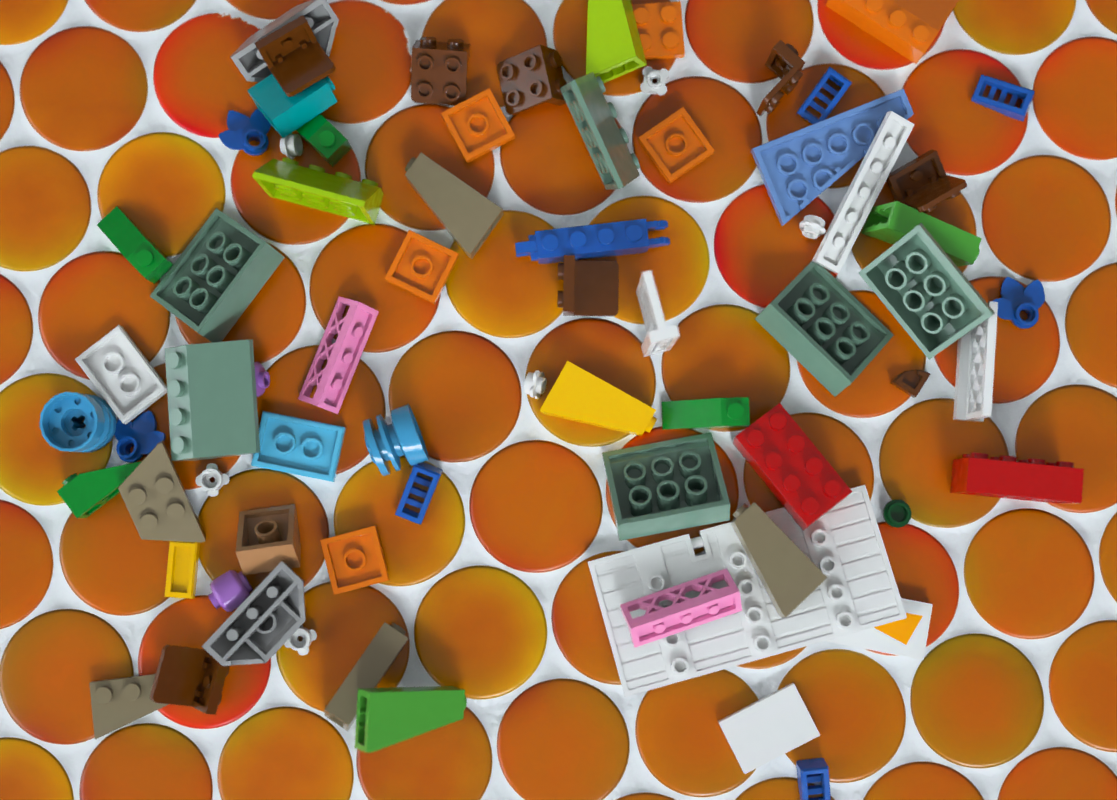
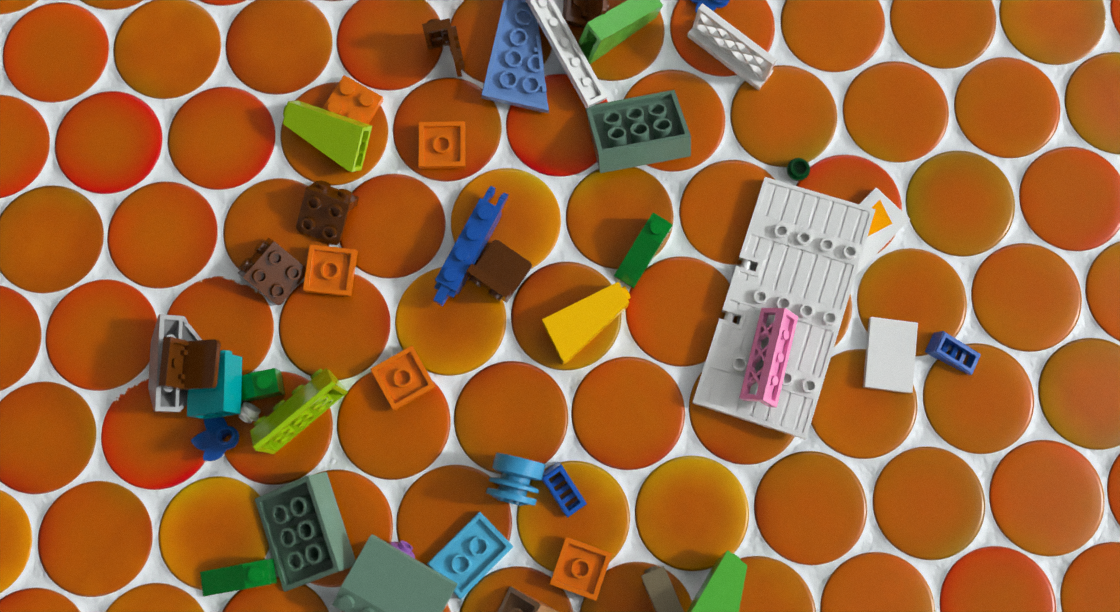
camera: 55 degrees left, 5 degrees down
(341, 356) = (426, 478): bright pink fence -> none
(458, 207) = (373, 324): dark tan slope -> none
(535, 384) = (542, 354): white plate -> none
(600, 132) = (397, 188): sand green slope -> none
(654, 88) = (386, 136): white plate -> none
(659, 336) = (553, 236): white fence -> none
(666, 486) = (676, 311): sand green slope -> none
(776, 559) = (784, 269): dark tan slope -> none
(791, 466) = (720, 216): red brick -> none
(812, 226) = (563, 92): white plate -> none
(836, 78) = (474, 7): blue slope -> none
(911, 381) = (714, 100): reddish brown tile -> none
(926, 291) = (661, 45): sand green slope -> none
(1017, 480) = (828, 74): red brick -> none

